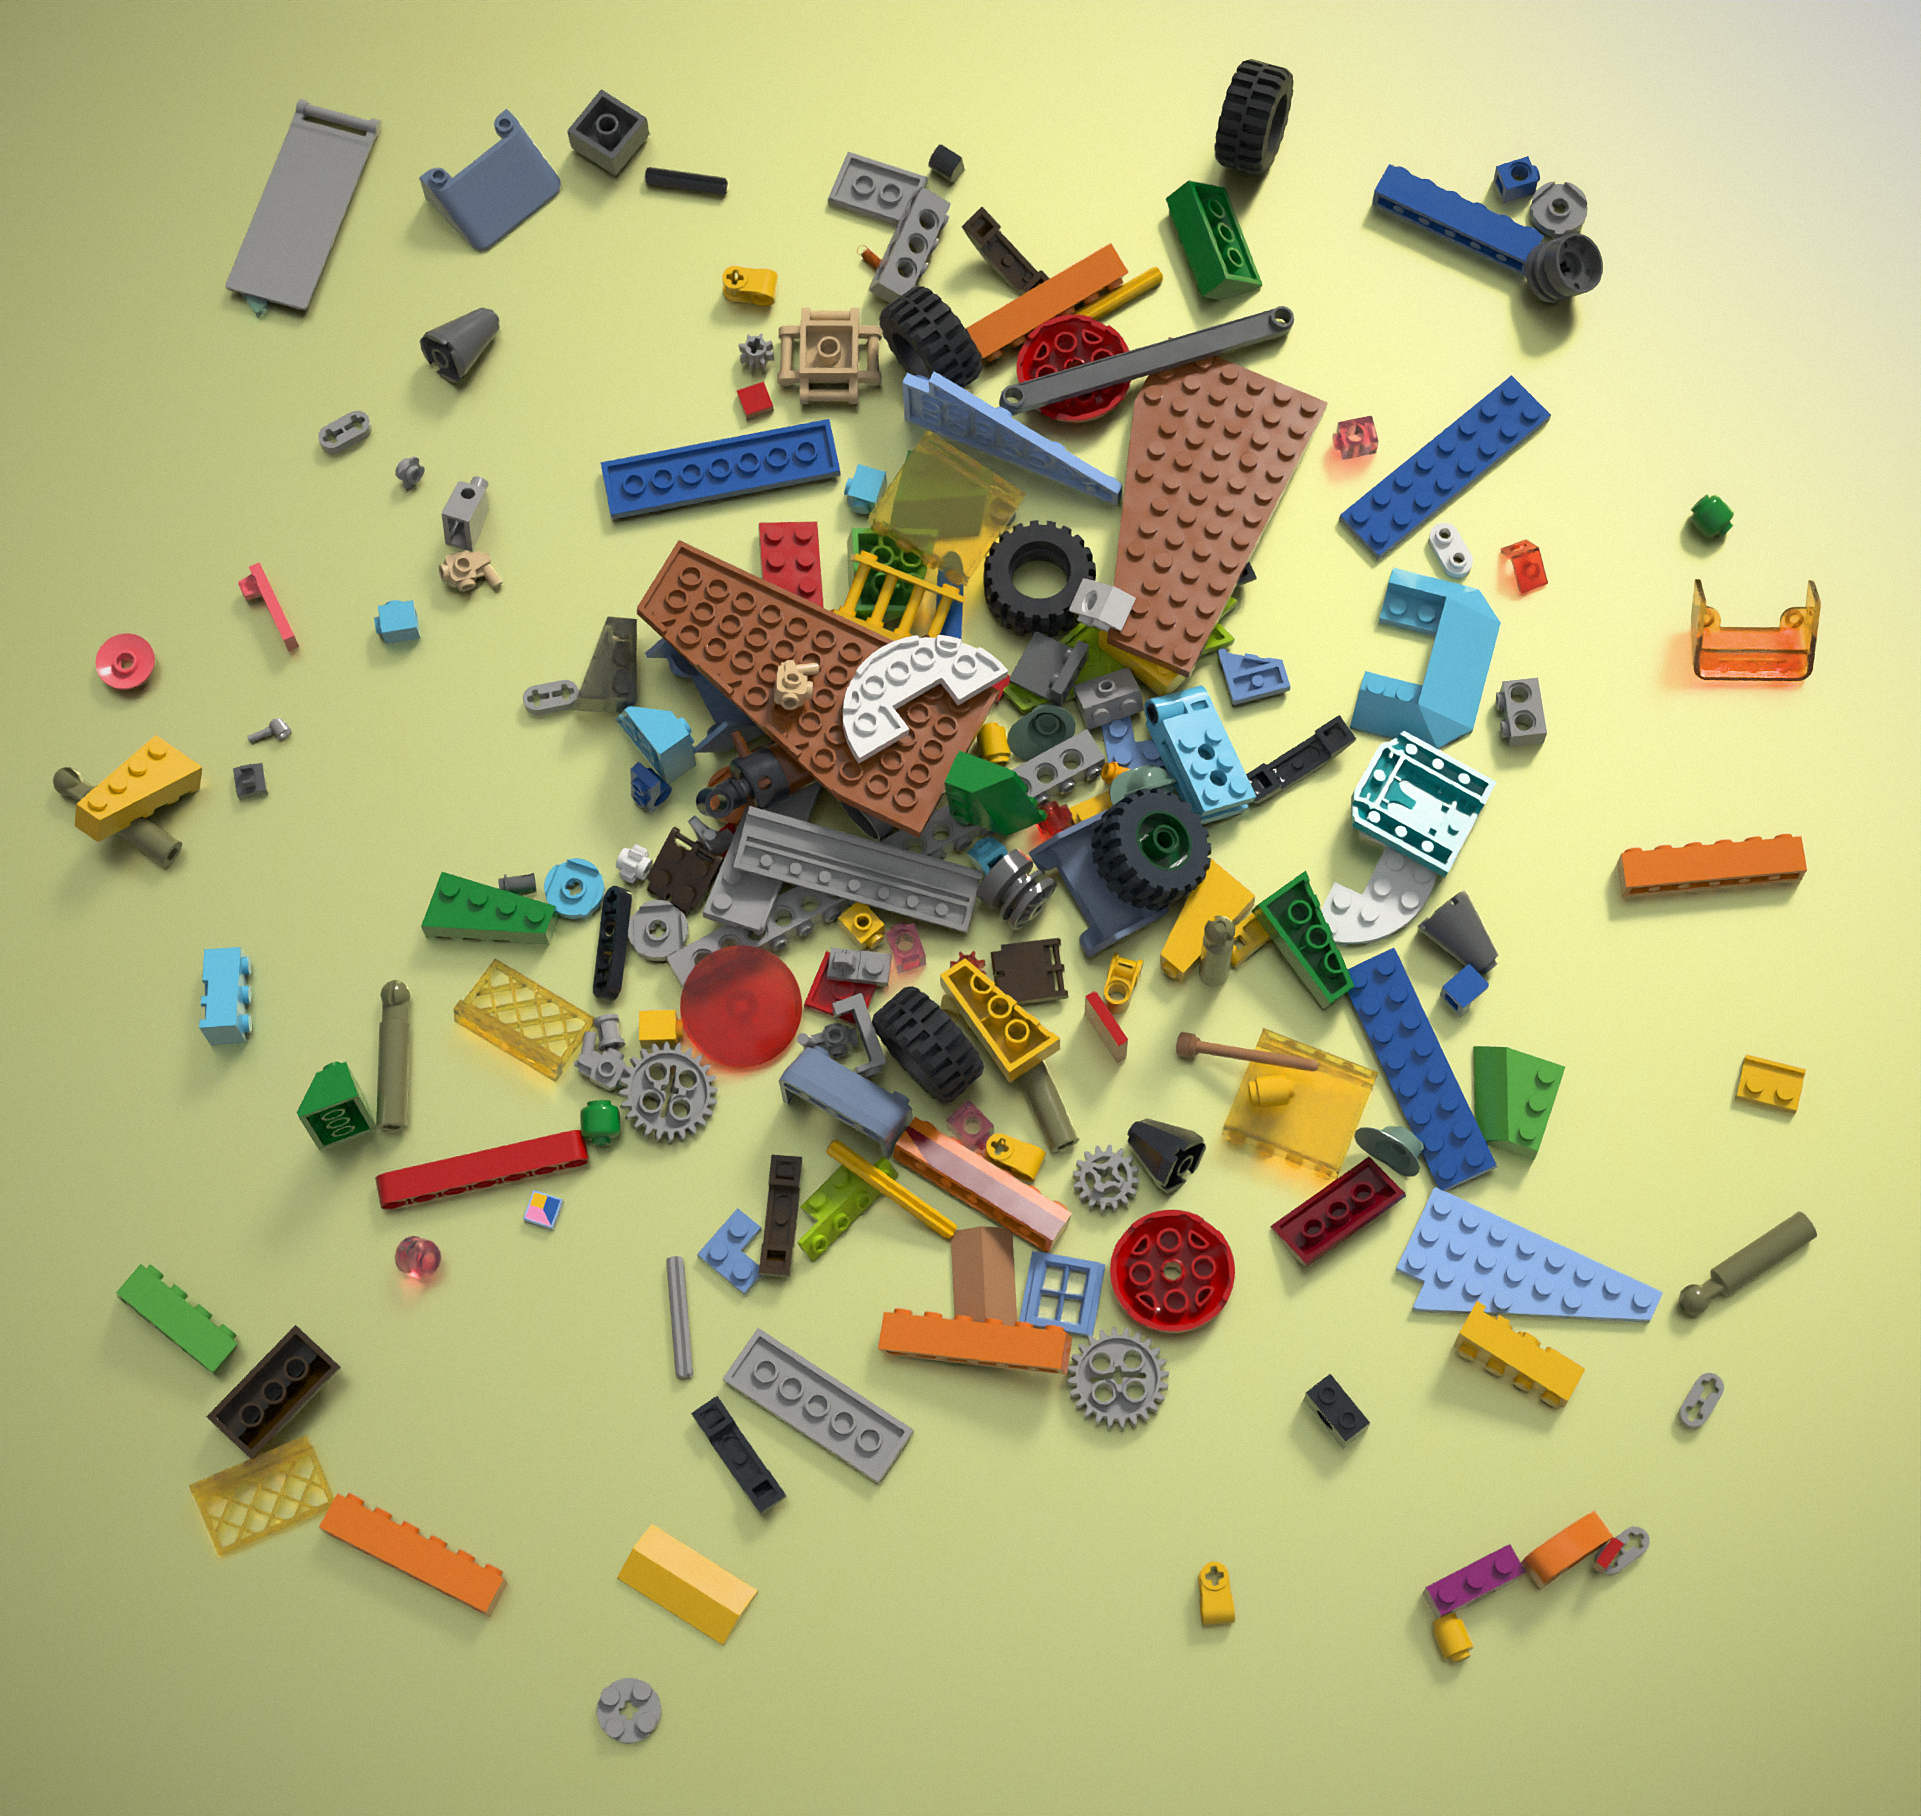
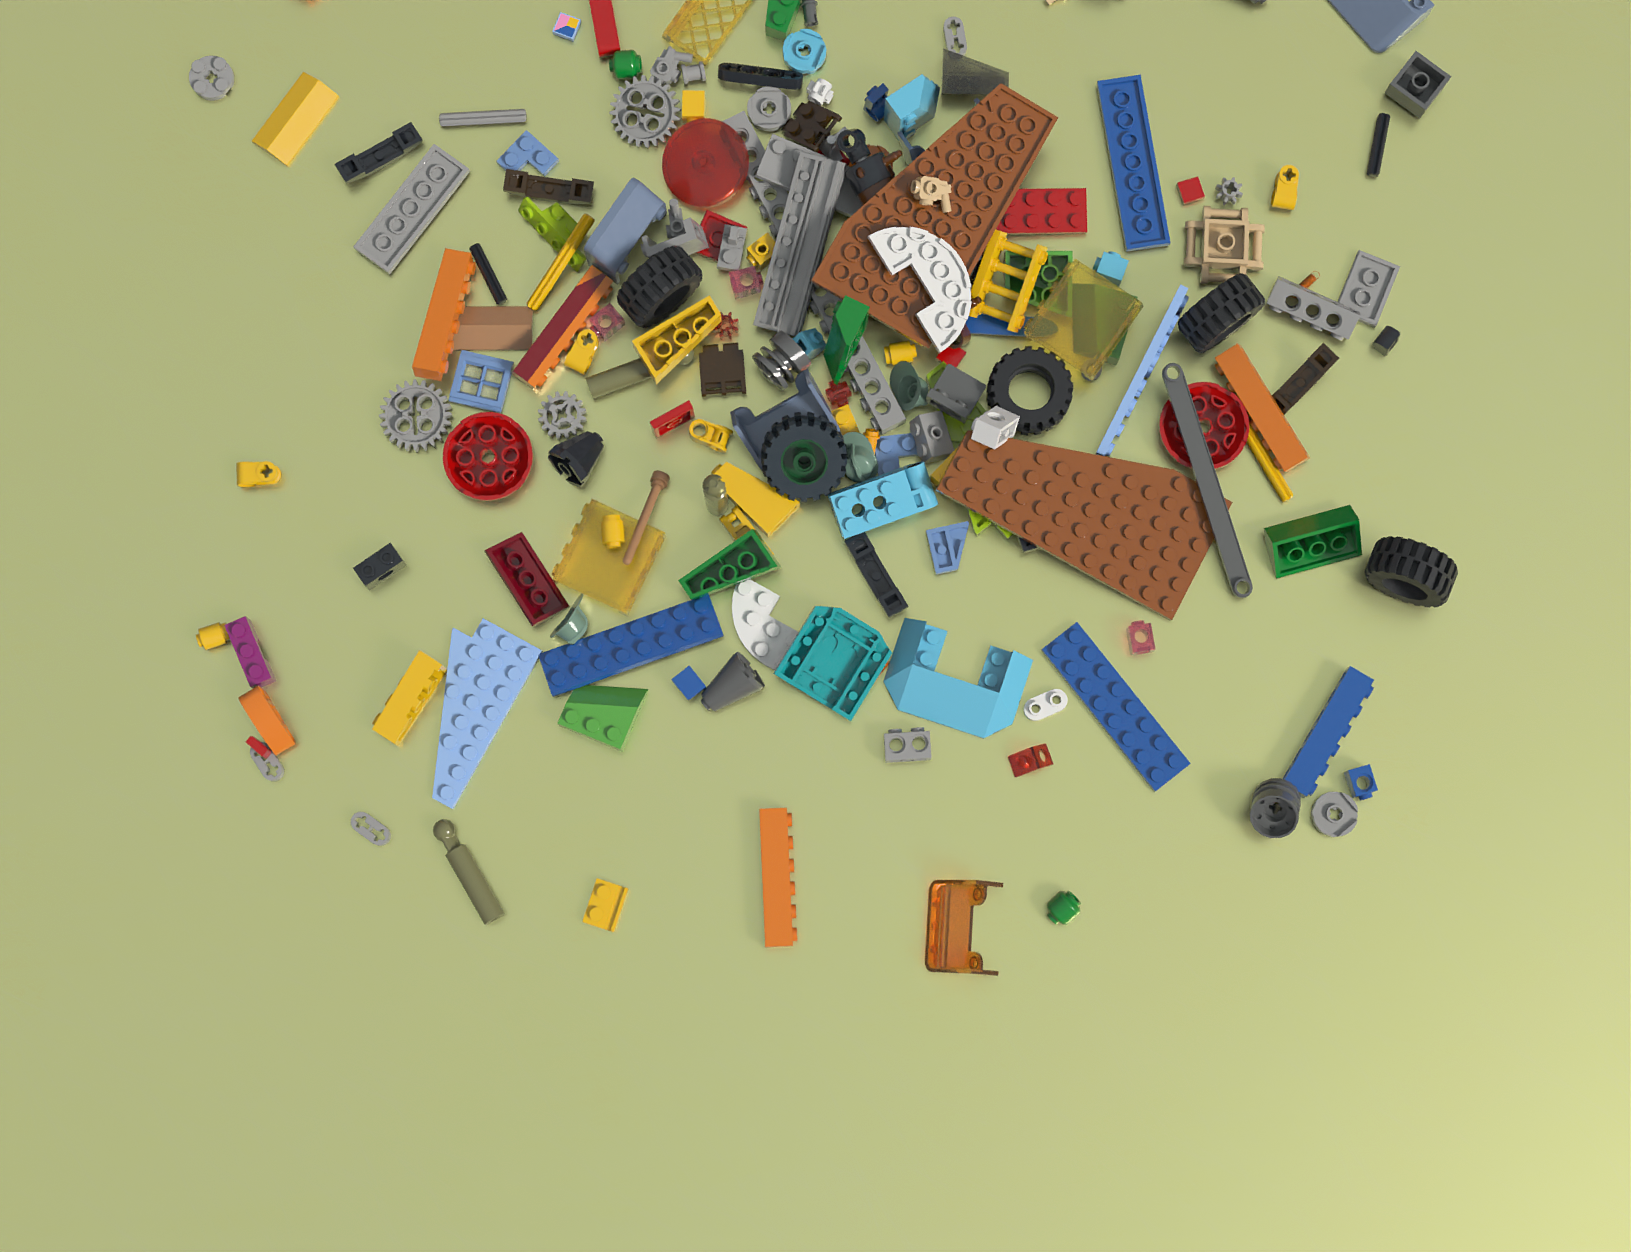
camera: 90 degrees right, 10 degrees up
(907, 1294) = (488, 273): none -> black axle

